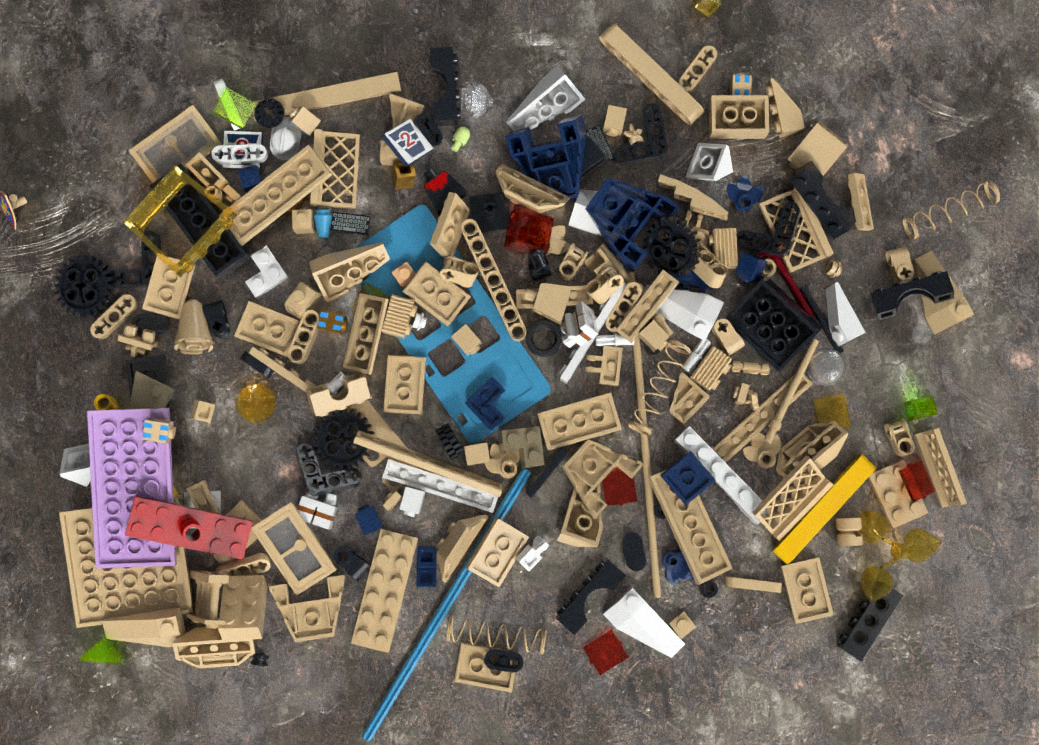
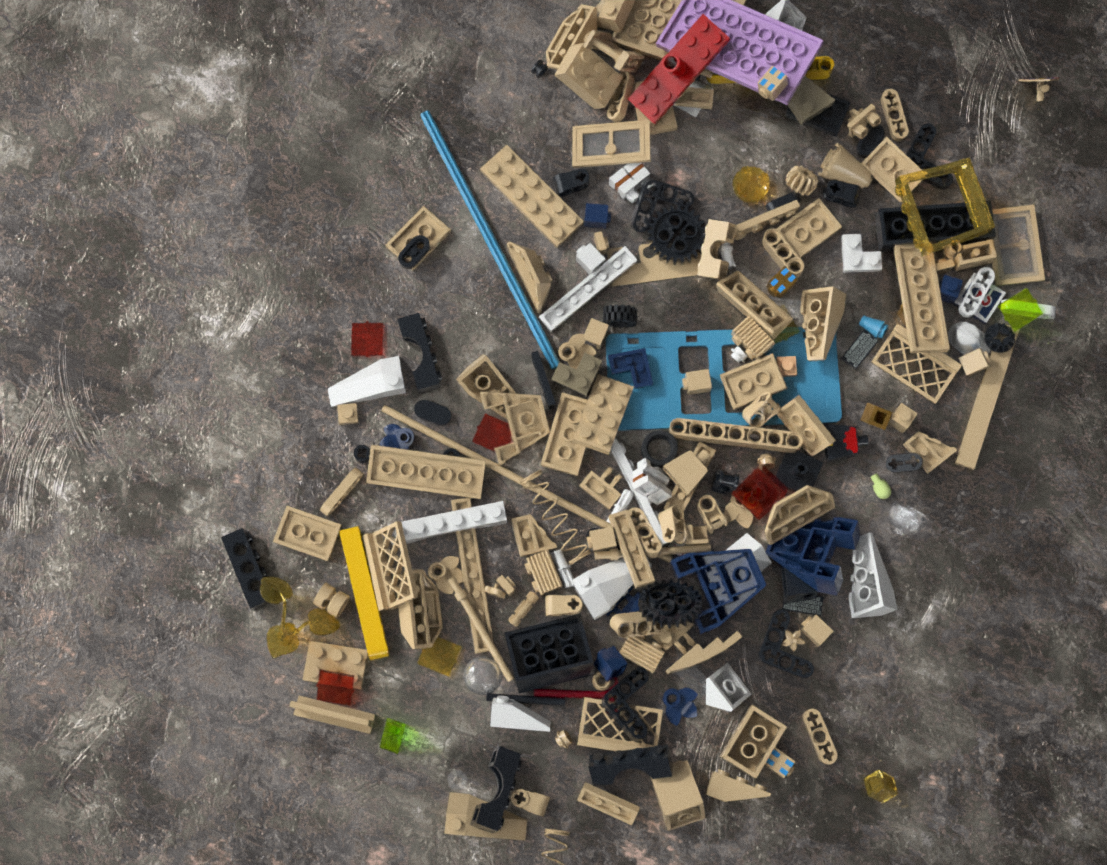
camera: 120 degrees right, 5 degrees down
(68, 286) = (935, 105): black gear -> none
(202, 411) = (770, 138): tan plate -> none
(227, 359) = (802, 180): none -> tan gear
(302, 299) = (816, 269): tan torso -> none
(303, 221) = (884, 309): tan brick -> none
(311, 618) = (546, 126): tan wing -> none
(404, 384) = (691, 311): tan tile -> none
(407, 142) = (902, 434): tile -> none
(426, 567) = (526, 237): dark blue slope -> none
(428, 463) = (612, 288): tan tile -> none
(443, 64) = (914, 490): black arch -> none
(450, 633) = (407, 290): tan piece -> none
(497, 243) = (767, 460): none -> tan plate
(497, 552) = (504, 300): tan plate -> none
(531, 555) = (483, 326): white plate -> none
(546, 402) = (603, 414): none -> tan plate
(651, 74) = (840, 690): tan beam -> none
(688, 477) = (464, 490): dark blue tile -> none
(898, 436) = (383, 698): tan piece -> none

